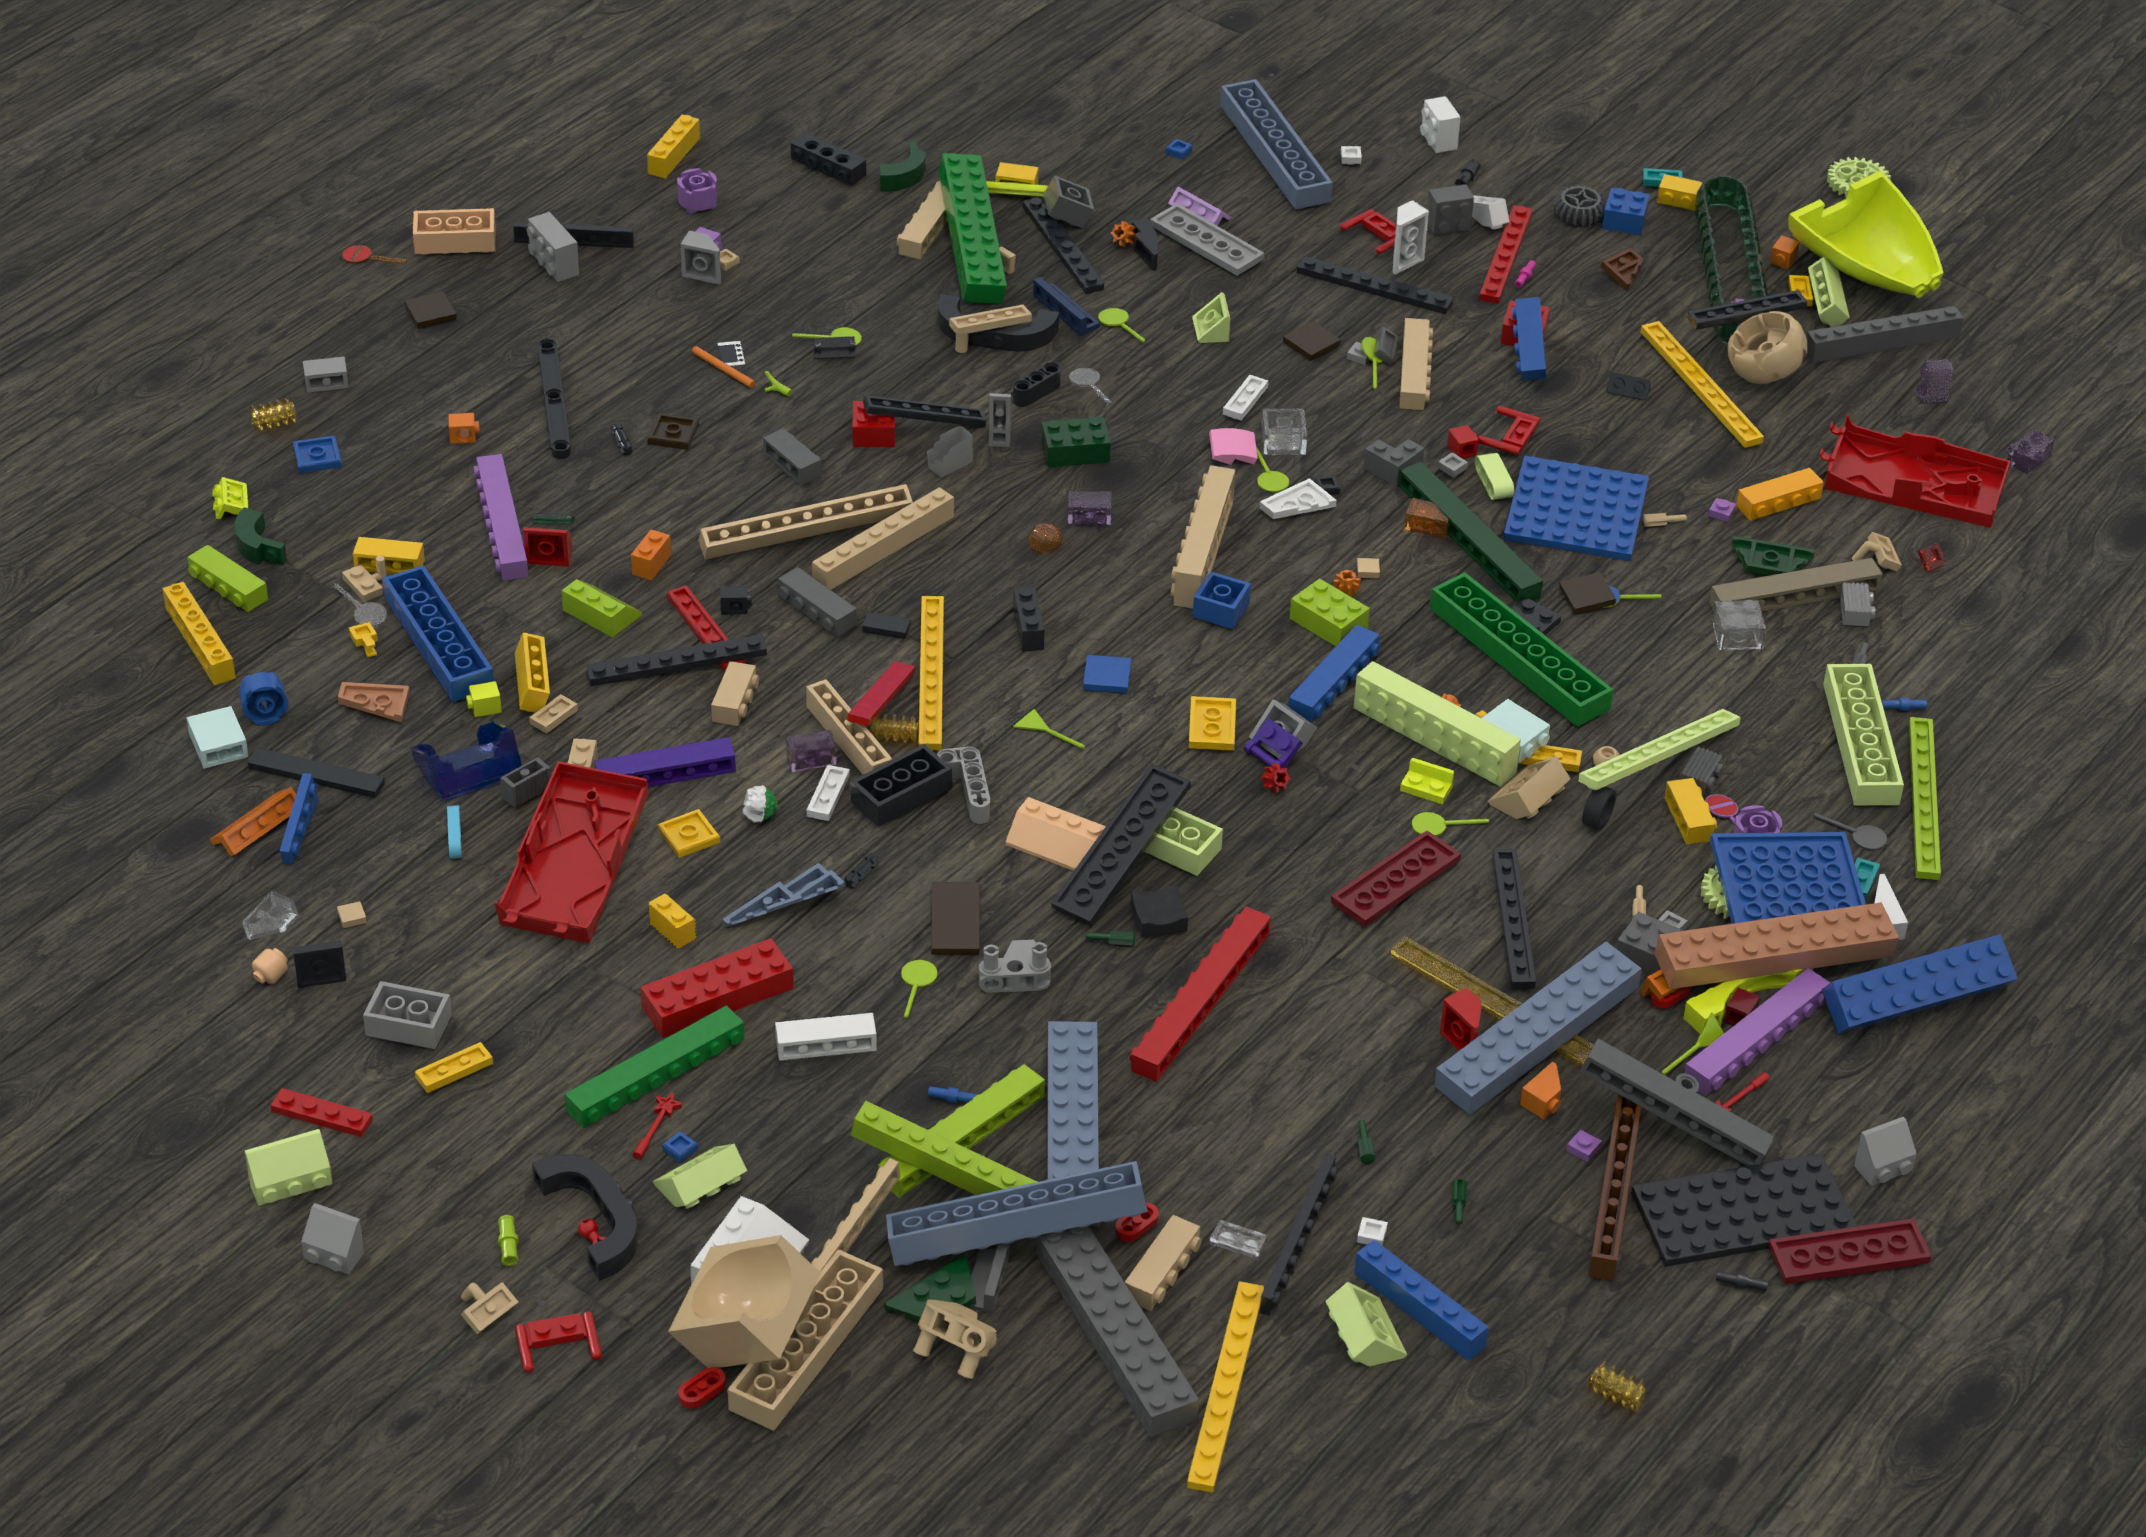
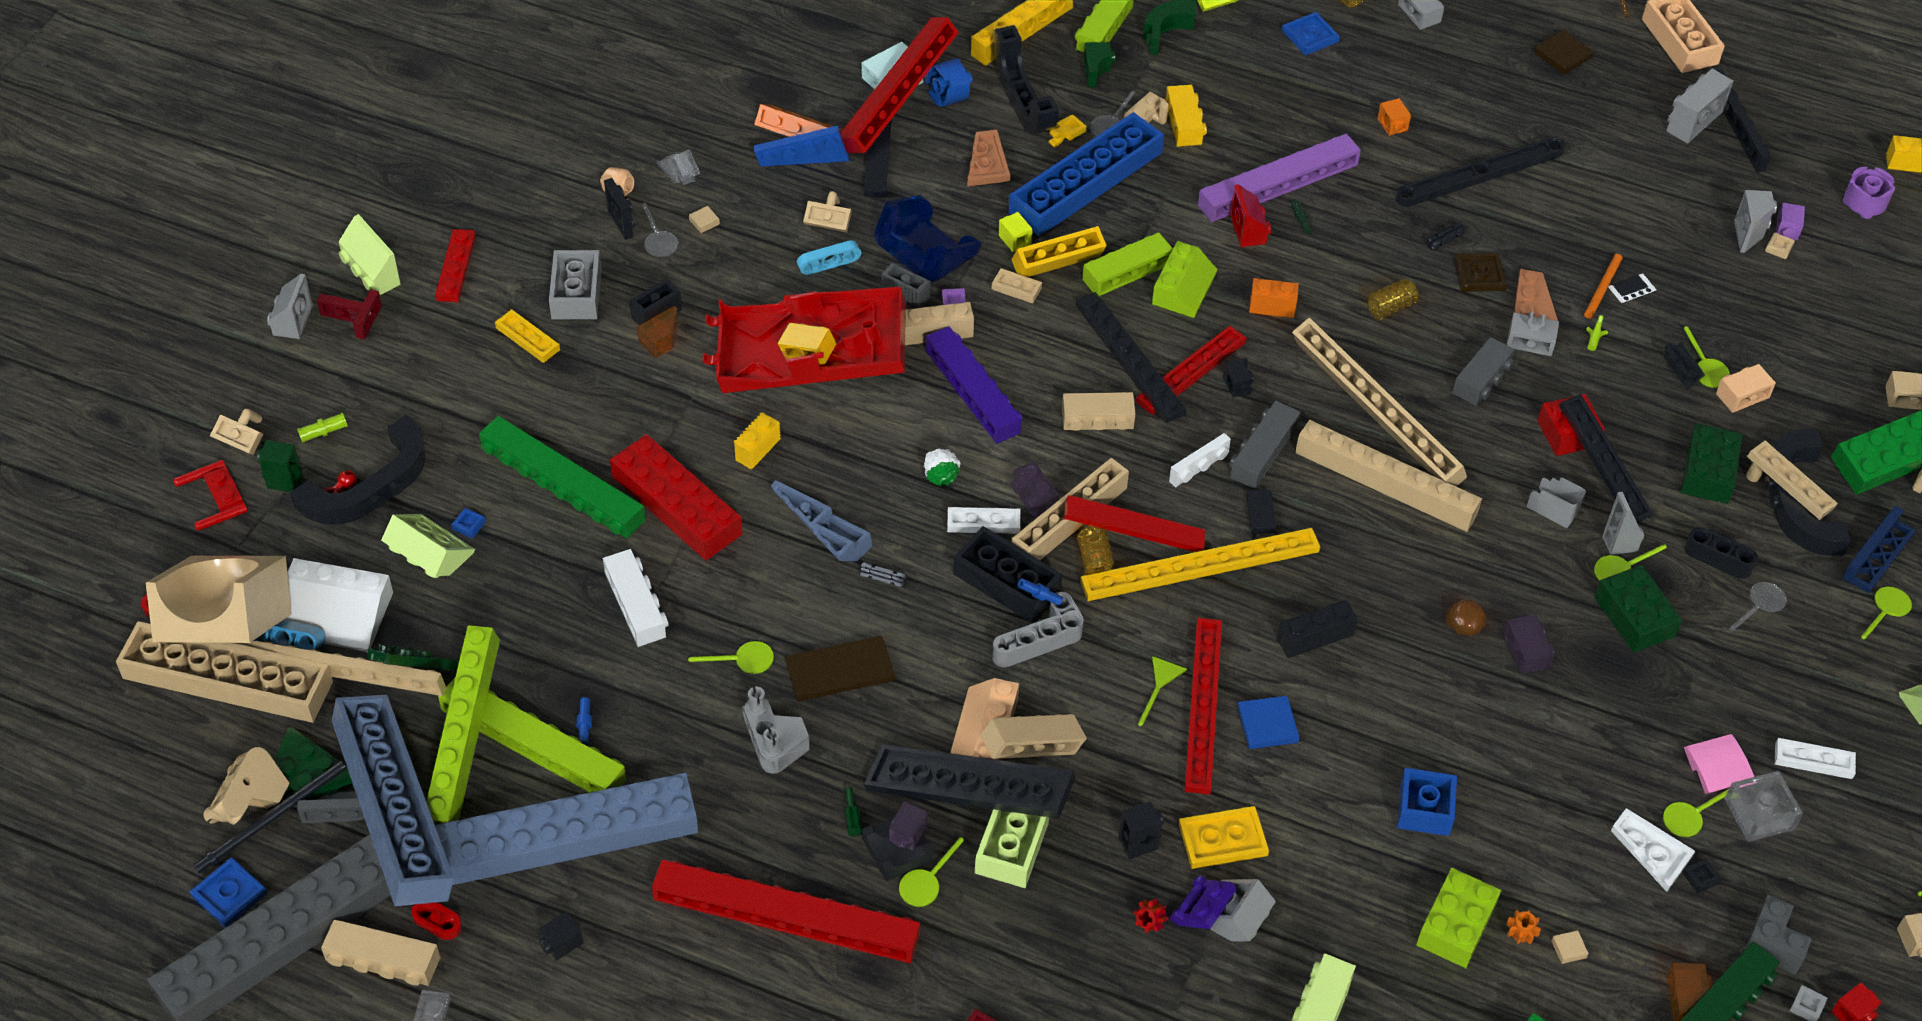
camera: 75 degrees right, 10 degrees up
(257, 722) = (898, 84): none -> red brick
(282, 598) = (1097, 60): none -> dark green arch
(308, 654) = (1034, 113): none -> black arch
(358, 1189) = (360, 313): none -> dark red bracket
(366, 954) = (660, 242): none -> clear piece
(396, 821) = (828, 214): none -> tan plate
(465, 960) = (655, 301): none -> black brick
(499, 966) = (659, 332): none -> clear orange slope
(552, 756) = (953, 296): none -> medium lavender plate
(560, 1267) = (280, 466): none -> dark green brick
(563, 636) = (1126, 264): none -> lime brick
(582, 850) = (806, 340): none -> yellow brick
(664, 1106) = (516, 501): red piece -> none
(687, 485) = (1392, 298): none -> clear yellow piece
(688, 833) = (891, 427): yellow tile -> none
(723, 411) = (1533, 295): none -> nougat wing
(763, 417) = (1532, 333): none -> light grey brick
(818, 644) = (1199, 460): none -> white plate
(849, 1194) = (406, 657): none -> dark green wing
(874, 321) = (1745, 388): none -> light nougat brick
(944, 756) = (1040, 591): none -> blue bar
(946, 361) = (1711, 463): none -> dark green brick
(1015, 1375) = (269, 817): none -> black bar
(1026, 447) = (1613, 565): none -> lime piece
(1057, 1370) = (228, 892): none -> blue tile
(1078, 704) = (1203, 706): none -> red plate
(1088, 797) = (1033, 736): none -> tan brick
(1155, 888) = (908, 826): none -> clear purple brick
(1182, 1139) = (560, 936): none -> black brick
(1198, 760) = (1140, 829): none -> black brick
(1199, 911) = (921, 886): none -> lime piece
(1203, 535) = (1531, 759): tan brick -> none
(1334, 673) = (1356, 943): blue brick -> none

